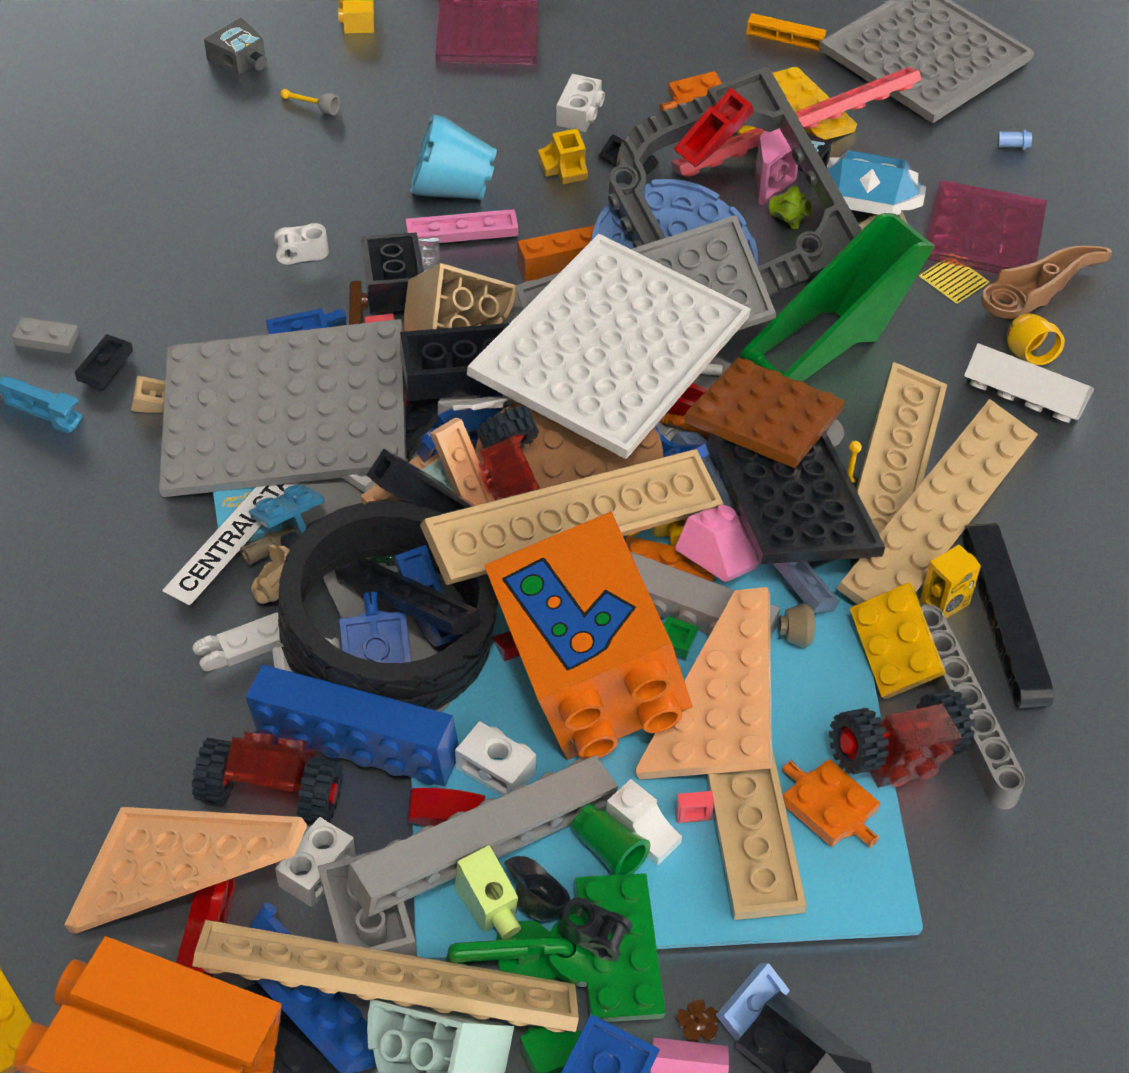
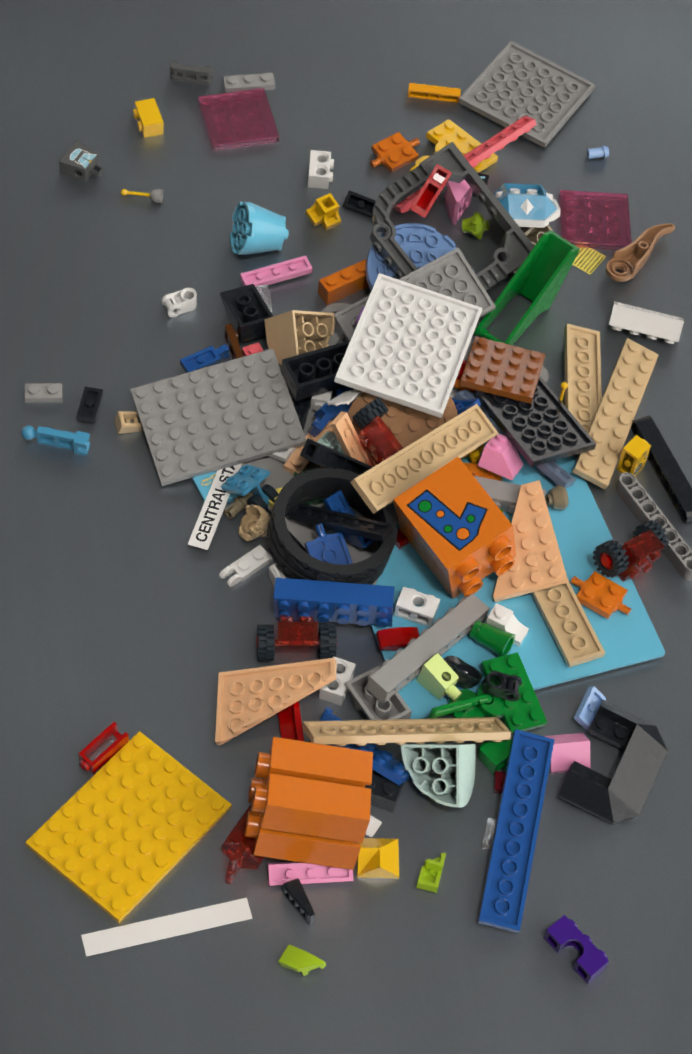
camera: 20 degrees left, 5 degrees up
(694, 806) = (531, 611): coral tile -> none
(698, 1021) = (563, 724): reddish brown plant -> none
(897, 641) = (613, 497): yellow plate -> none
(1028, 333) = (638, 289): yellow helmet -> none

